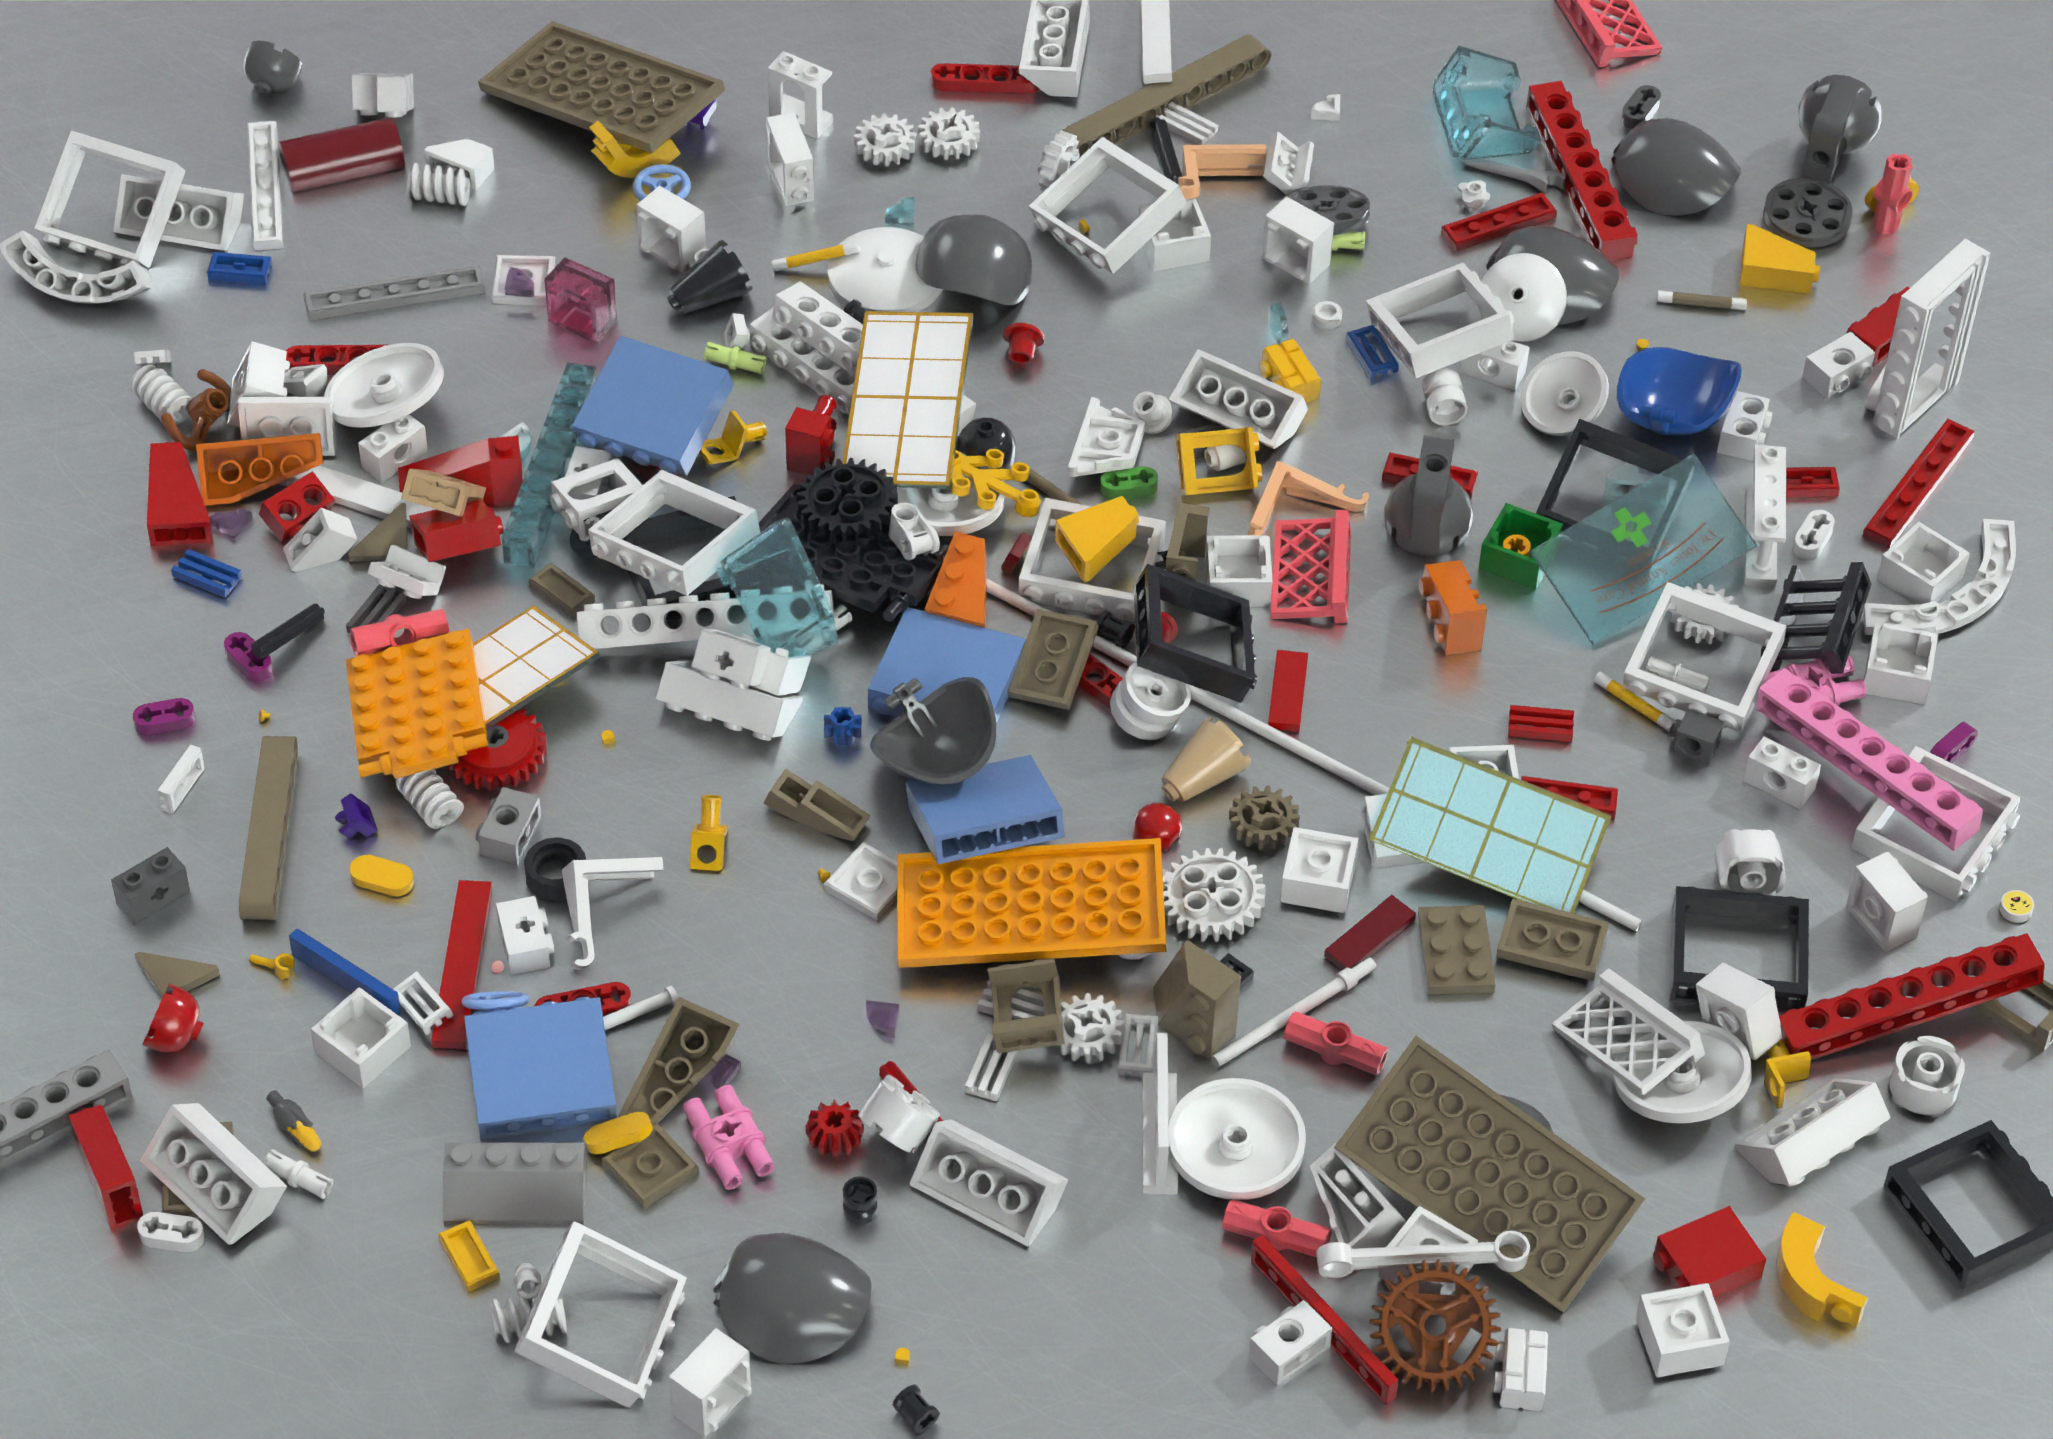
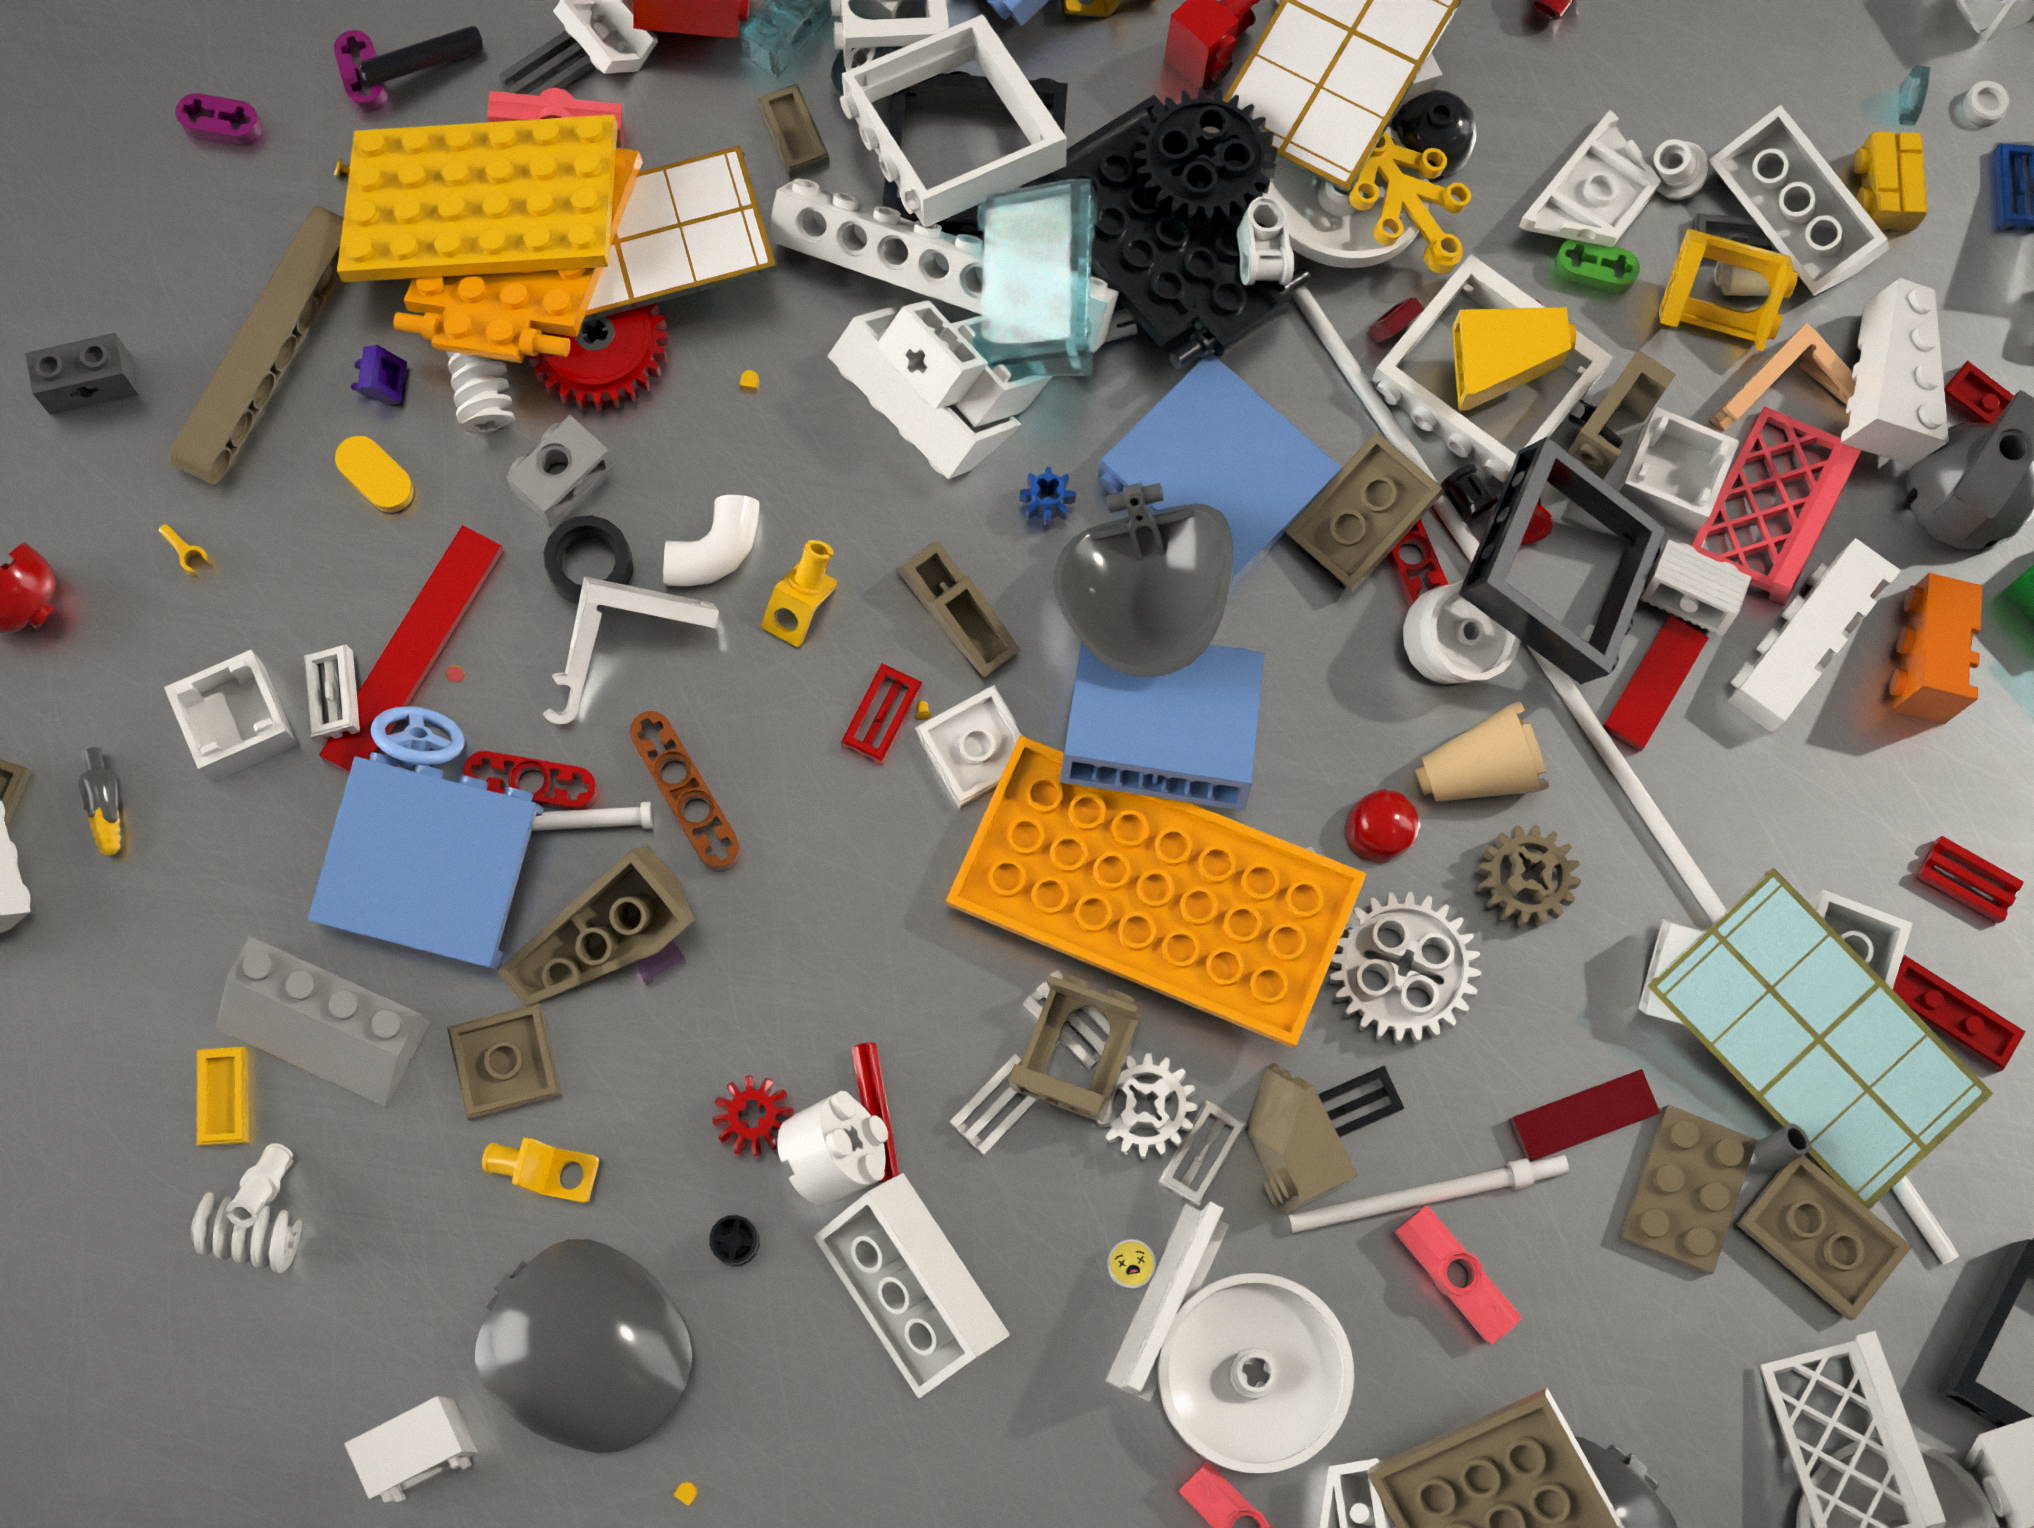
camera: 20 degrees right, 25 degrees up
(179, 972) = (56, 516): dark tan tile -> none
(181, 779) = (192, 226): white tile -> none
(298, 1174) = (69, 883): white pin -> none
(340, 970) = (257, 609): blue tile -> none
(377, 686) = (479, 199): none -> yellow plate
(523, 935) = (495, 622): white brick -> none
(618, 1133) = (482, 1000): yellow tile -> none
(628, 1264) = (370, 1353): white window -> none
(642, 830) = (718, 552): none -> white cylinder
(685, 978) = (681, 793): none -> dark orange beam
(709, 1210) = (539, 1168): none -> yellow bracket
(728, 1137) = (597, 1051): bright pink pin -> none
(797, 906) = (865, 748): none -> red tile
(883, 1016) = (898, 964): clear purple tile -> none
(962, 582) = (1297, 347): orange wedge -> none
(1049, 488) = (1493, 240): dark tan bar -> none
(1125, 1120) = (1131, 1264): none -> light yellow tile
(1285, 626) = (1696, 587): none -> white brick
(1319, 870) = (1561, 997): white container -> none
(1350, 468) = (1899, 377): none -> white wedge
(1370, 623) = (1812, 635): none -> white wedge
(1500, 898) = (1782, 1147): none -> dark grey hinge

